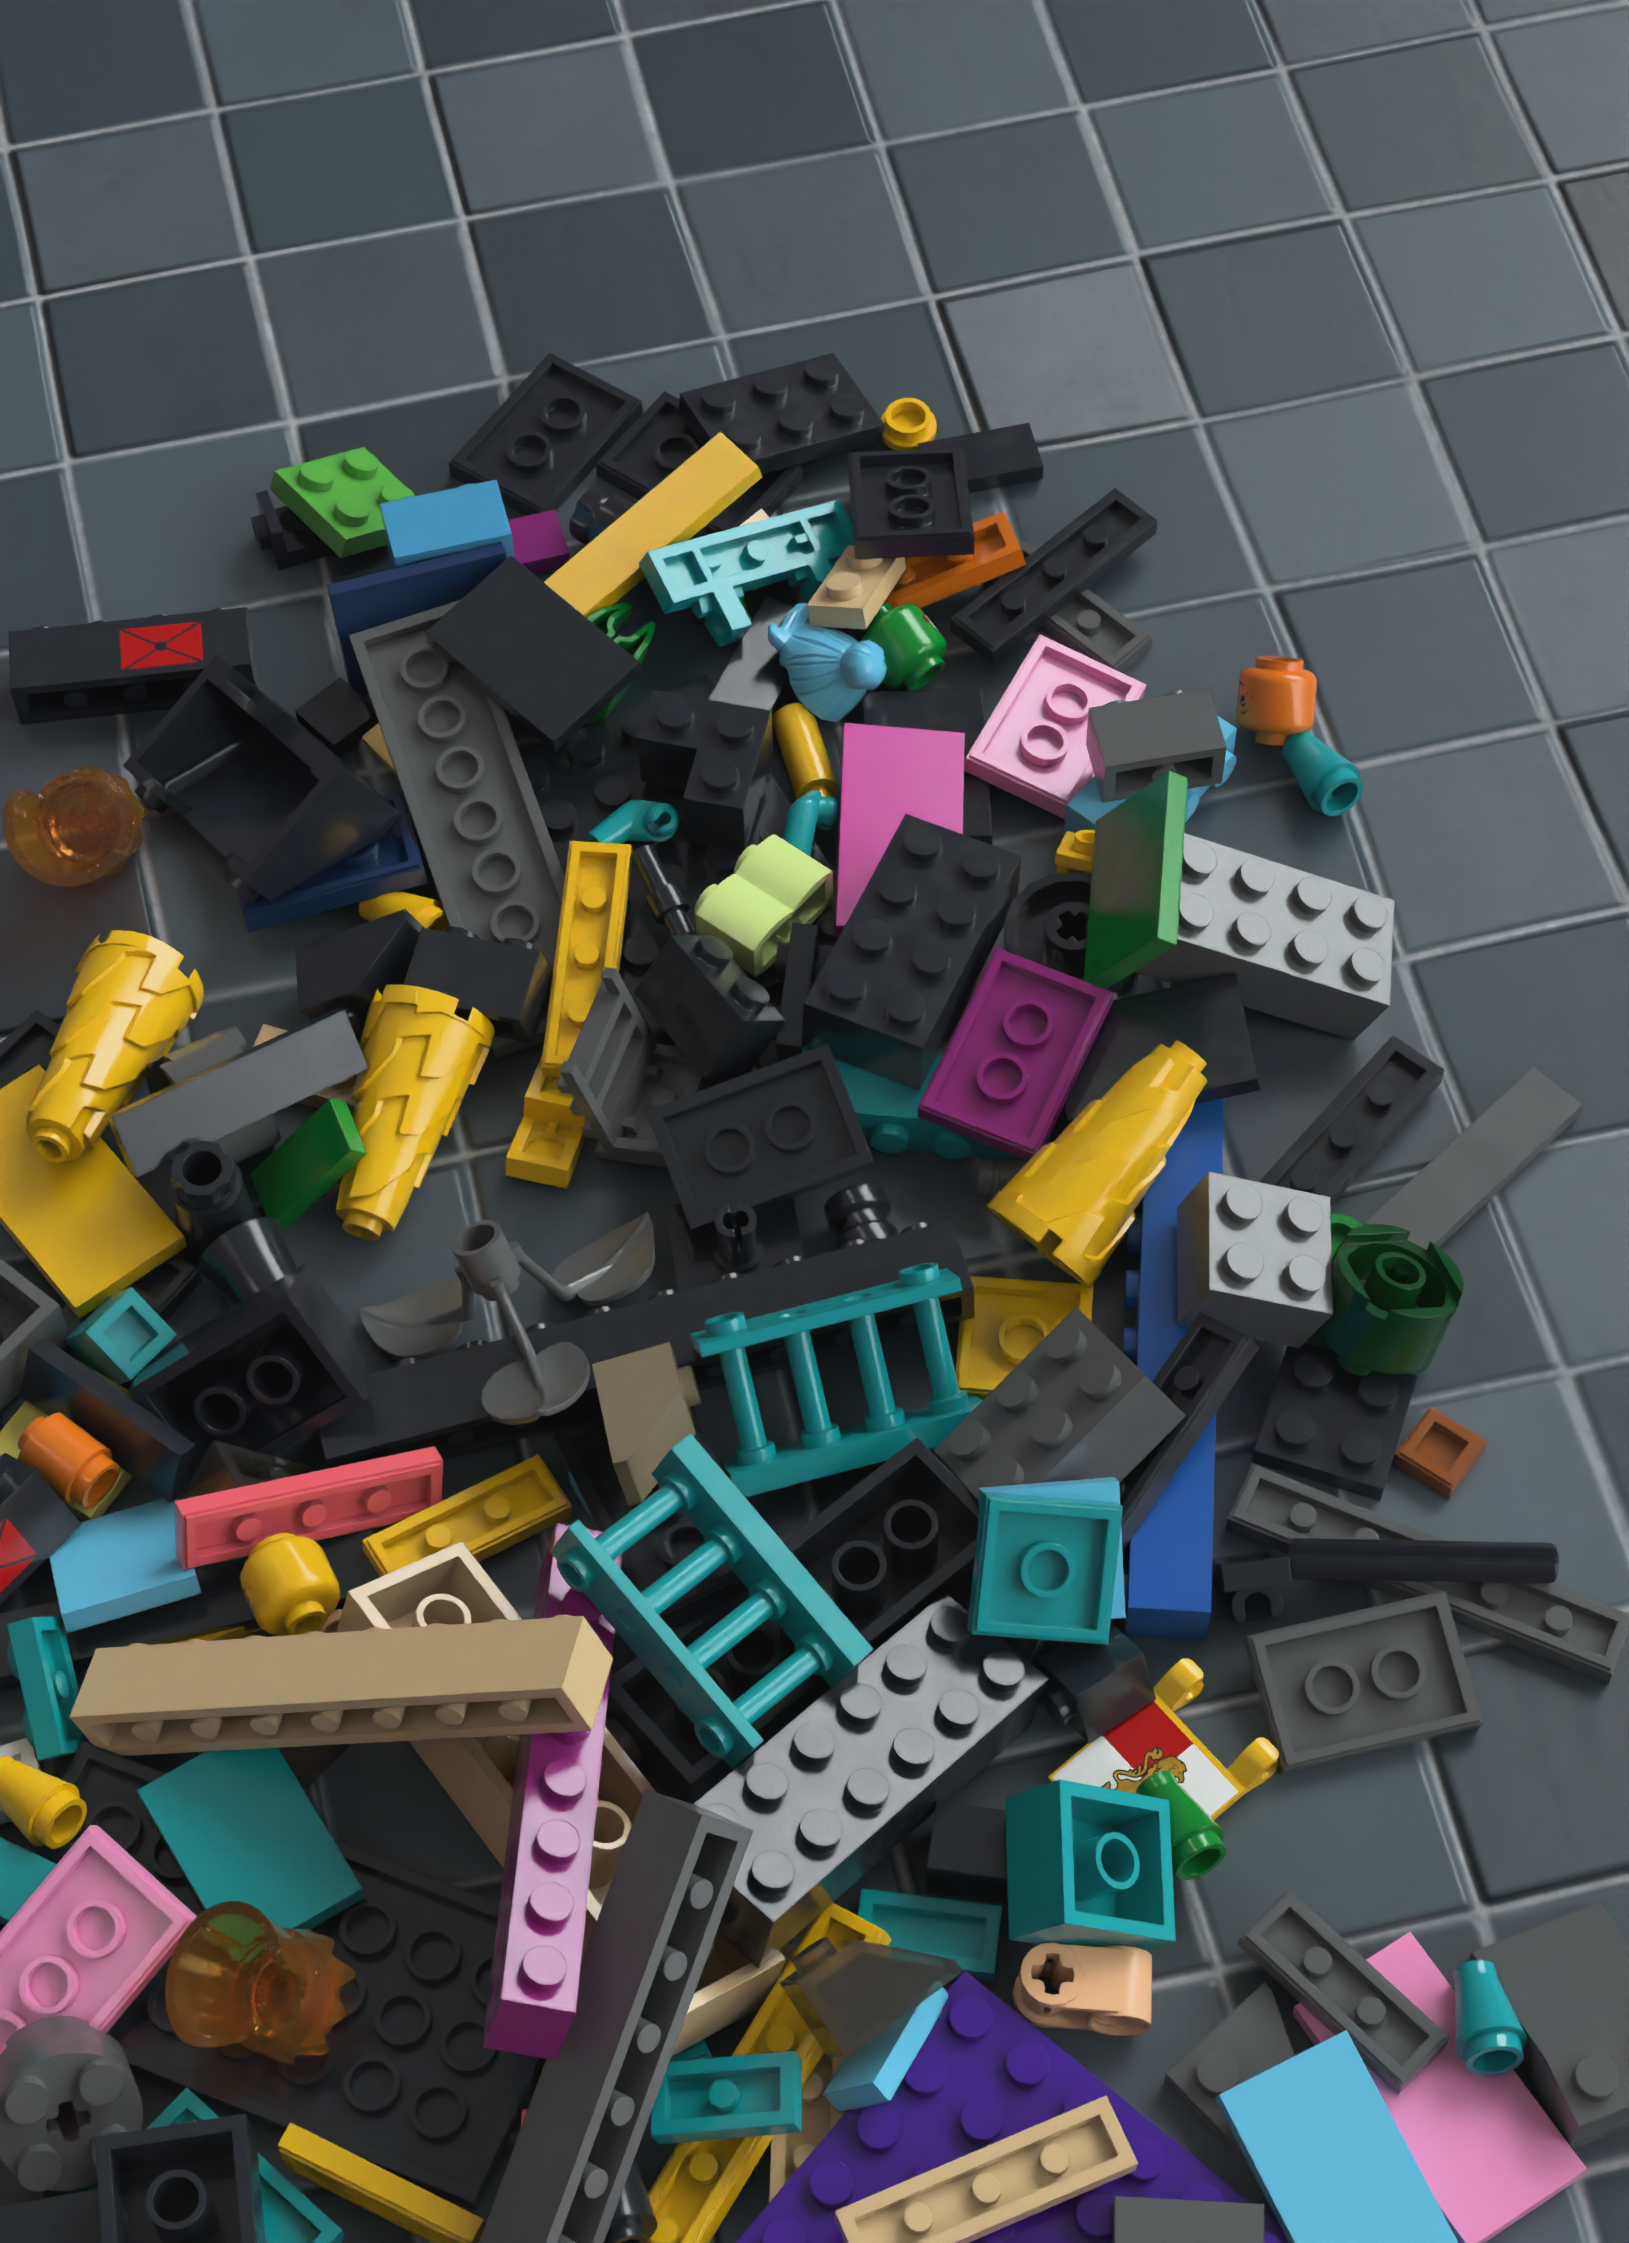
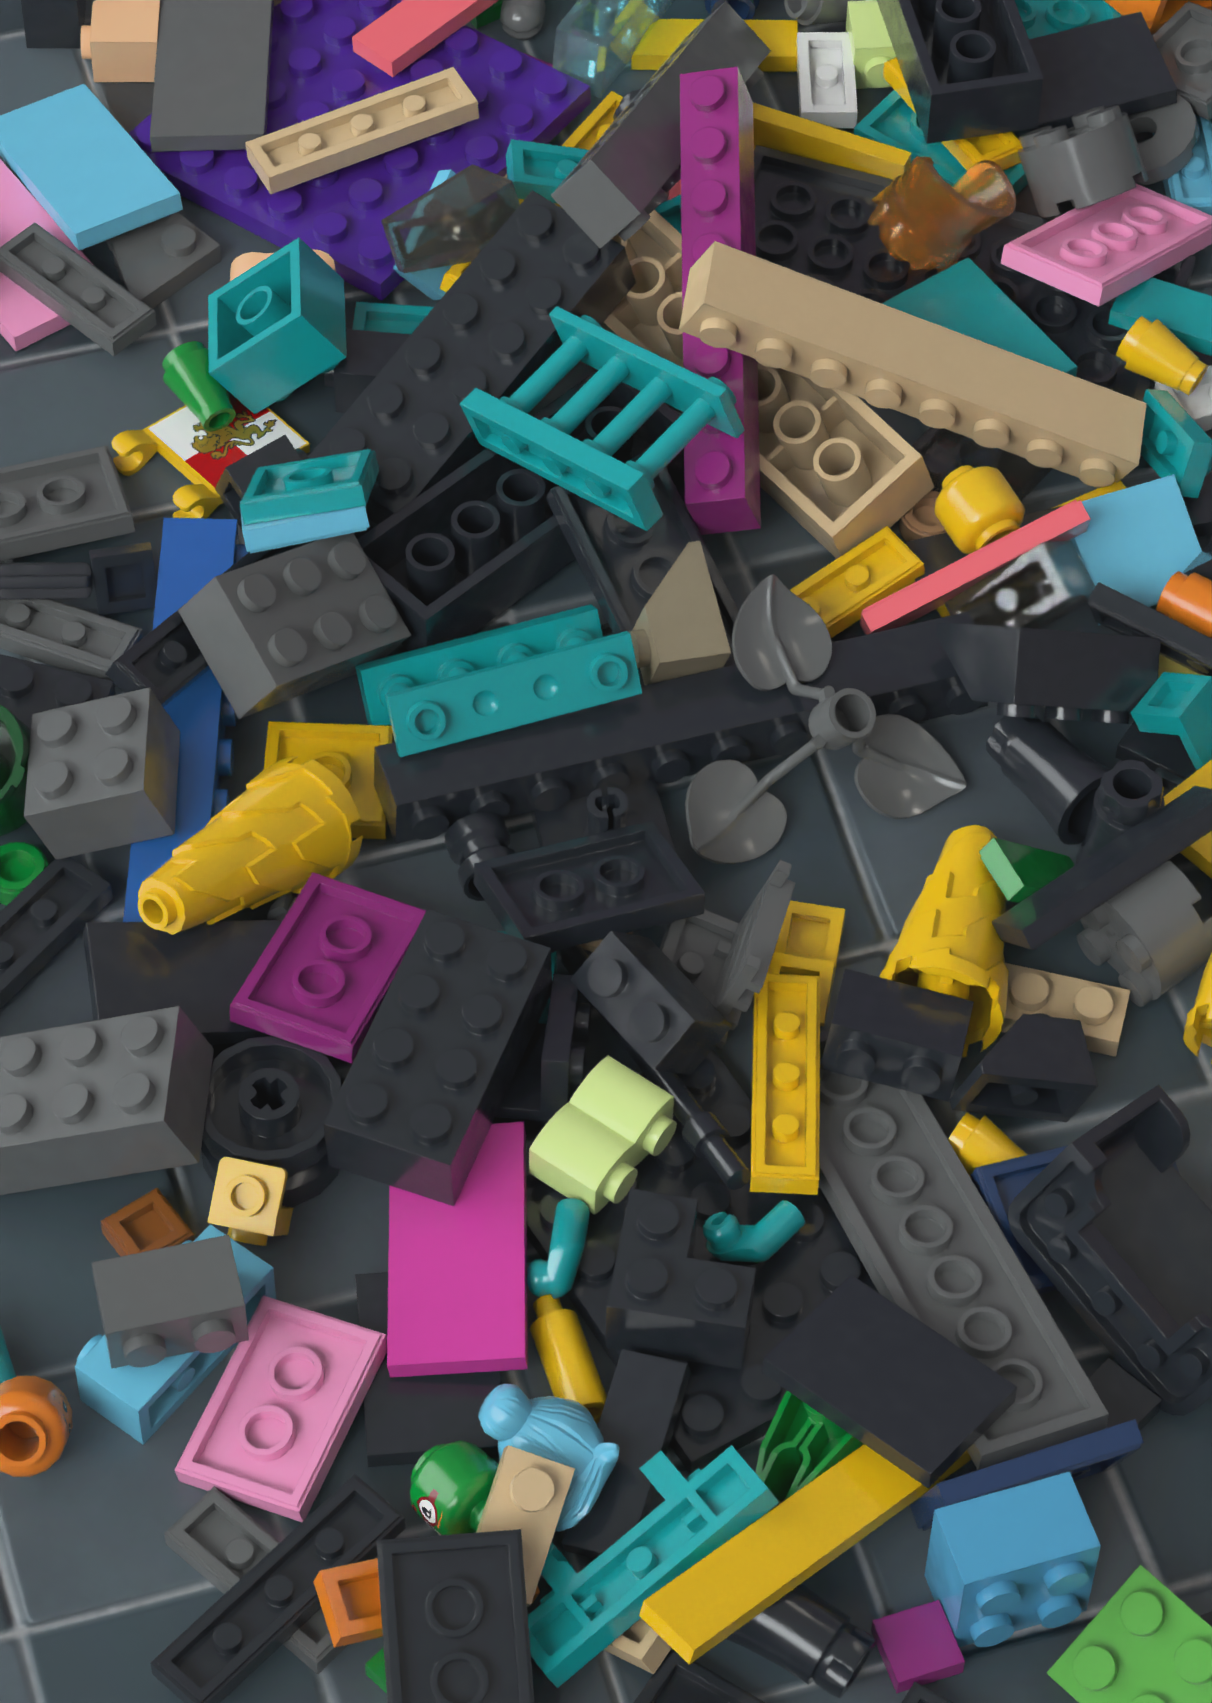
camera: 175 degrees right, 5 degrees down
(1136, 881) = (201, 1074): green tile -> none

